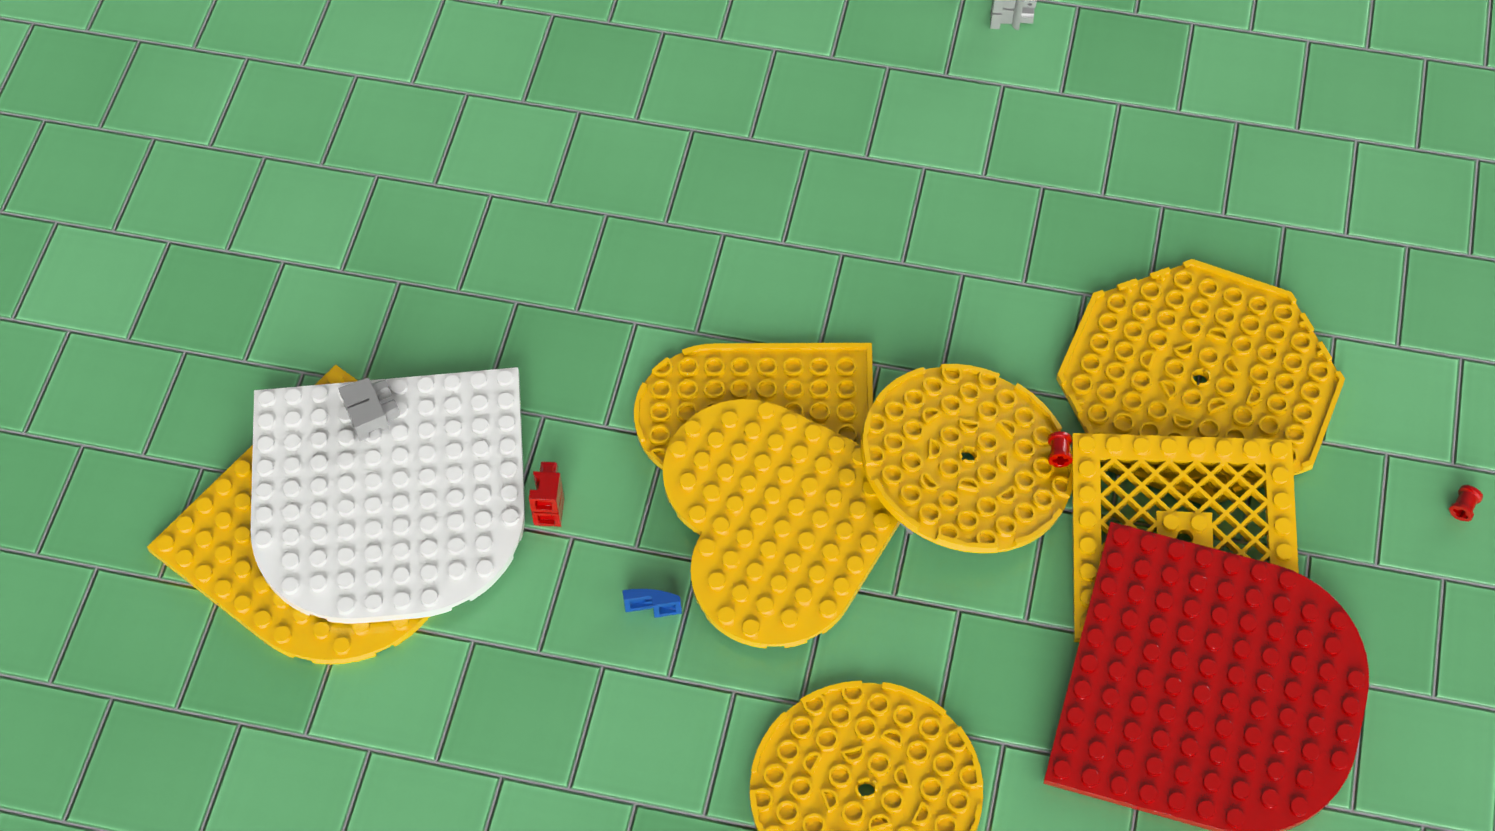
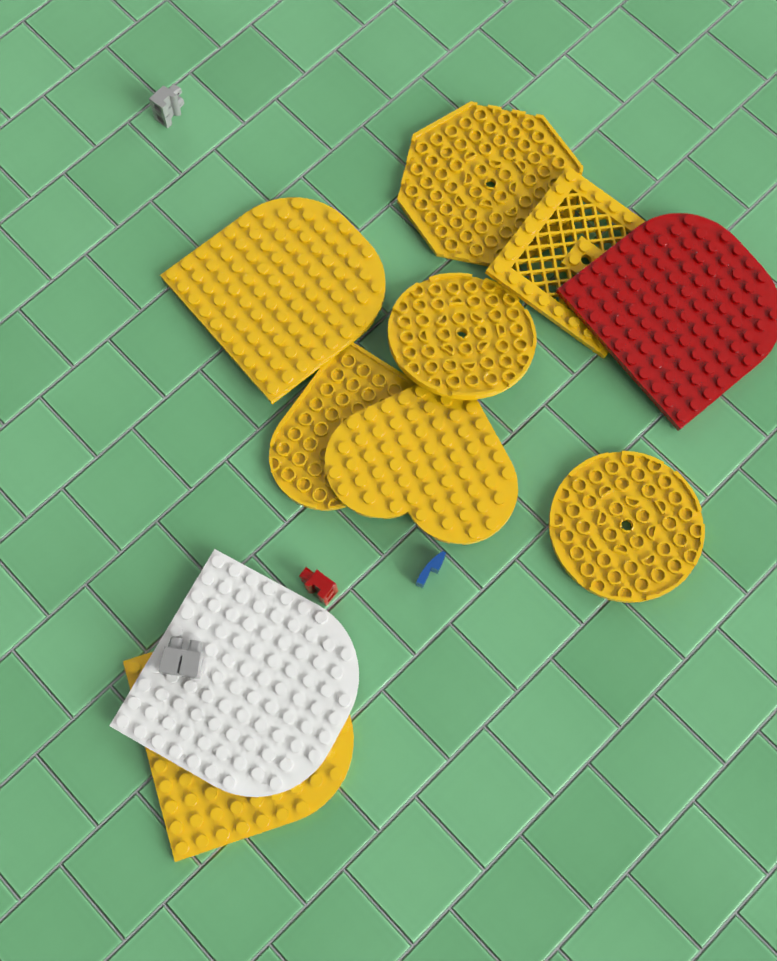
camera: 60 degrees left, 15 degrees up
(883, 252) = (282, 289): none -> yellow plate
(1060, 449) = (490, 283): red bush -> none
(1465, 503) = (654, 113): red bush -> none

